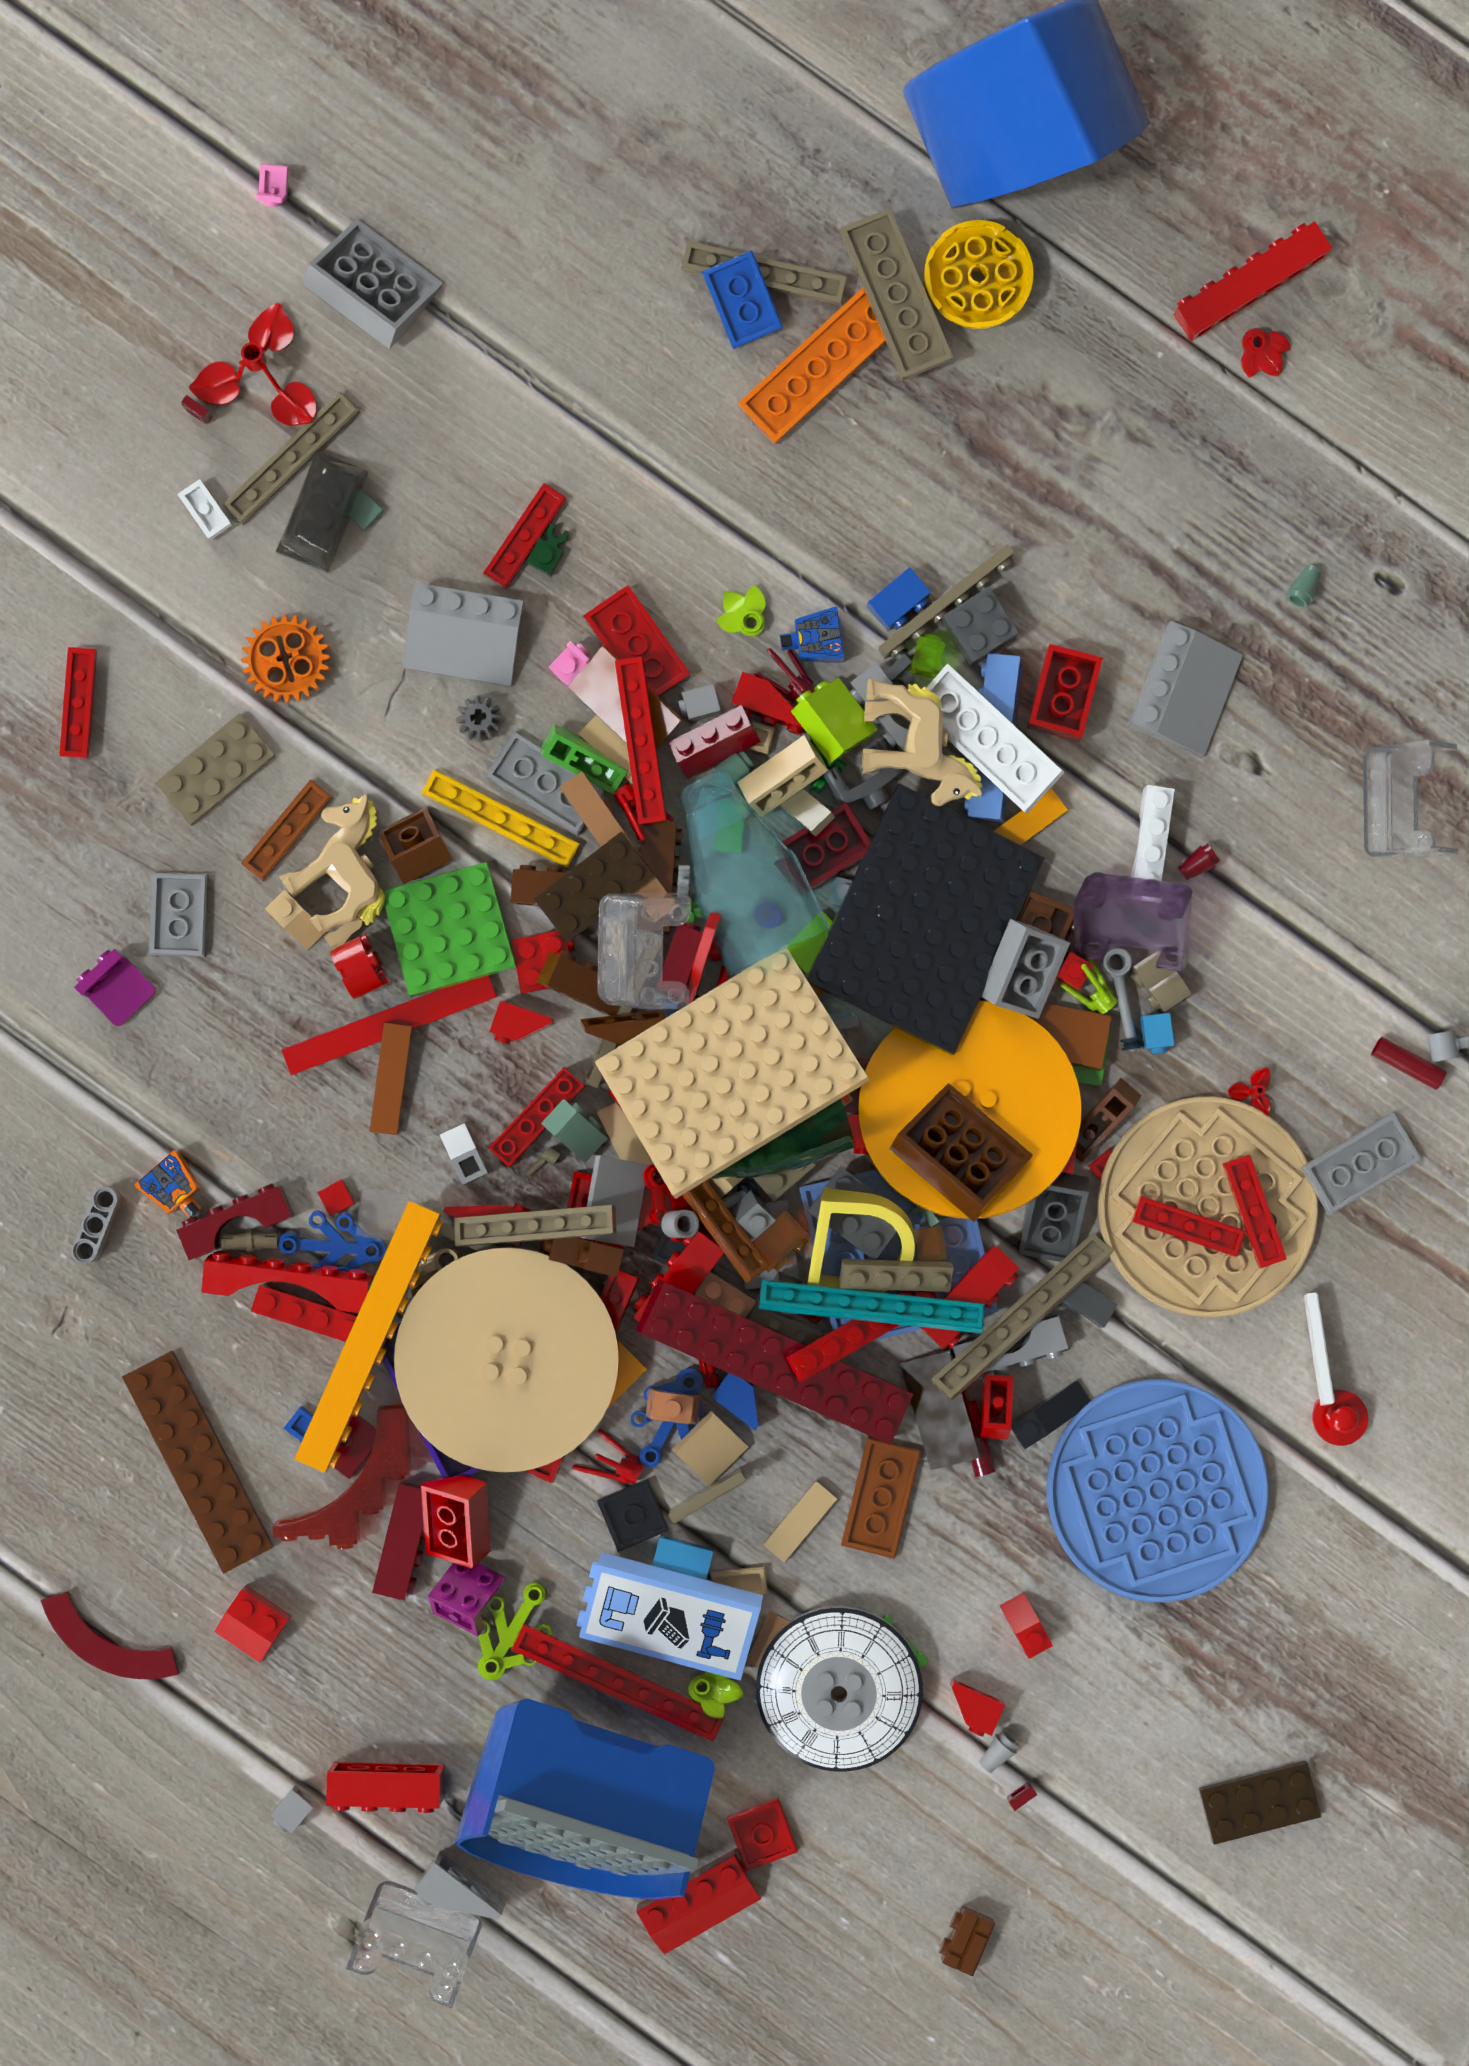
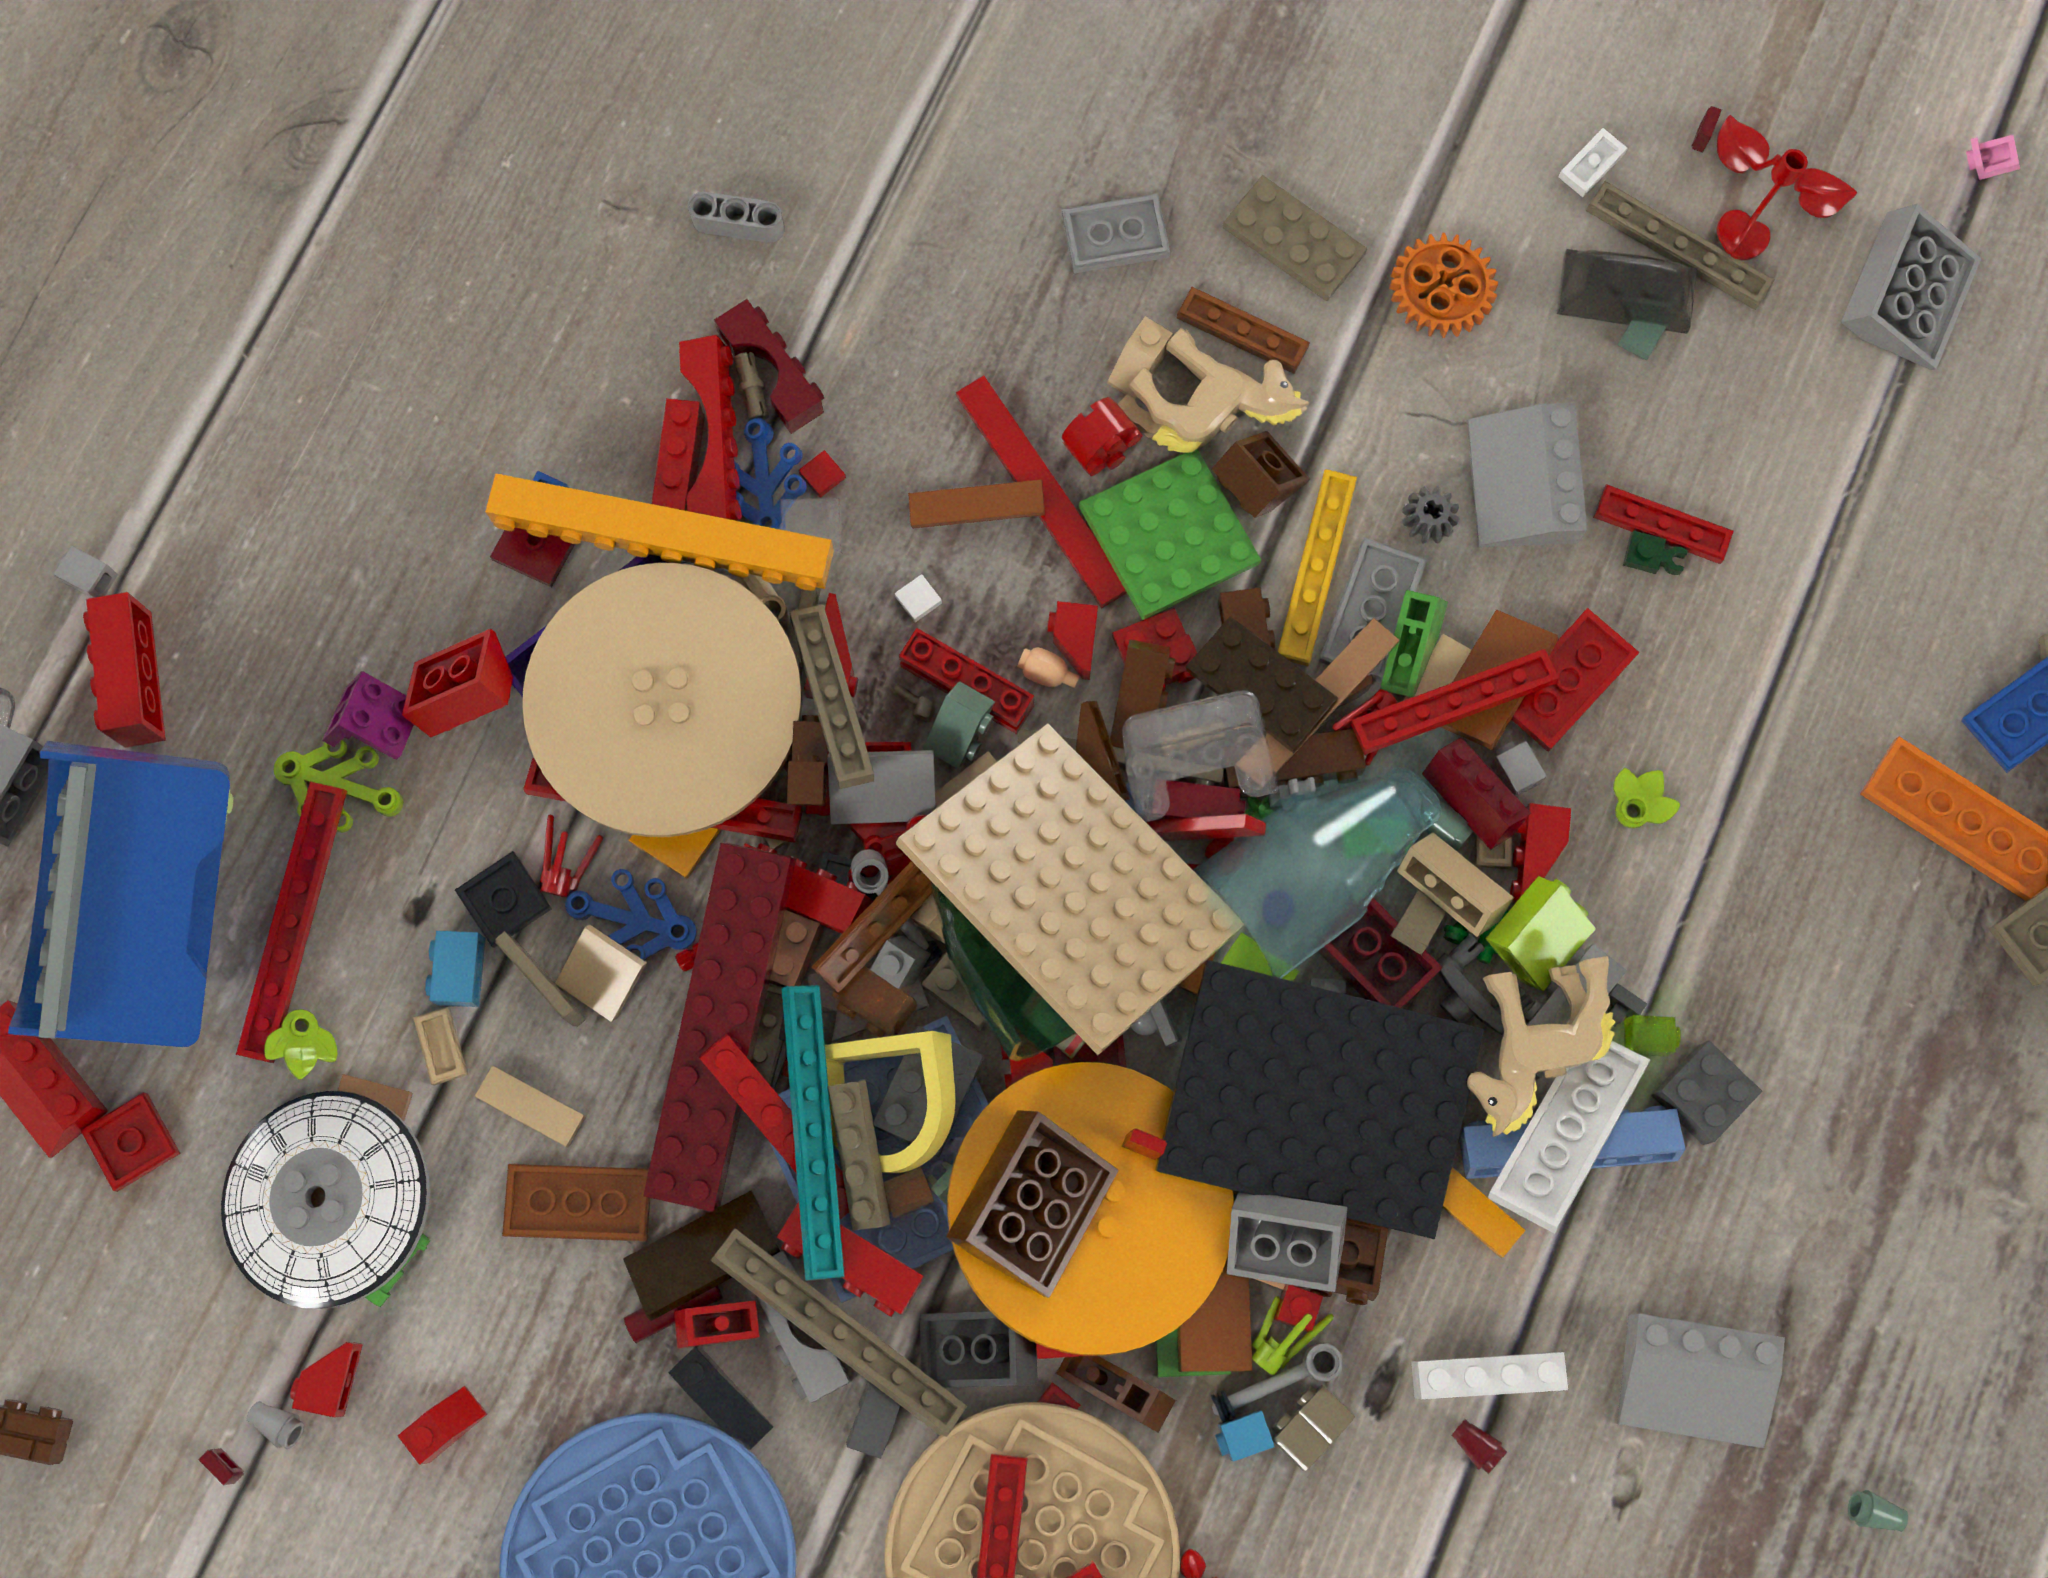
camera: 80 degrees right, 10 degrees down
(78, 703) = (1333, 74): red plate -> none
(102, 1652) = (242, 327): dark red tile -> none
(115, 987) = (1017, 178): magenta bracket -> none
(171, 1185) = (799, 287): torso -> none
(197, 1462) = (481, 386): reddish brown plate -> none
(252, 1623) = (302, 484): red slope -> none
(340, 1518) = (518, 592): clear red arch -> none
(401, 1545) = (415, 631): dark red brick -> none
(470, 1166) = (890, 614): light grey brick -> none
(539, 1052) = (1046, 668): none -> light nougat plant
(570, 662) = (1526, 605): bright pink bracket -> none
(669, 1615) = (382, 966): brick -> none
(673, 1406) = (642, 914): nougat torso -> none
(738, 1398) = (665, 996): blue slope -> none
(798, 685) = (1575, 880): dark red plant -> none
(816, 637) = (1637, 892): torso -> none
(899, 599) = (1712, 985): blue brick -> none
(932, 1058) = (1144, 1144): none -> red tile
(956, 595) = (1766, 1076): dark tan plate -> none
(1064, 692) = (1653, 1219): red brick -> none
(1133, 915) = (1390, 1369): clear purple windscreen -> none

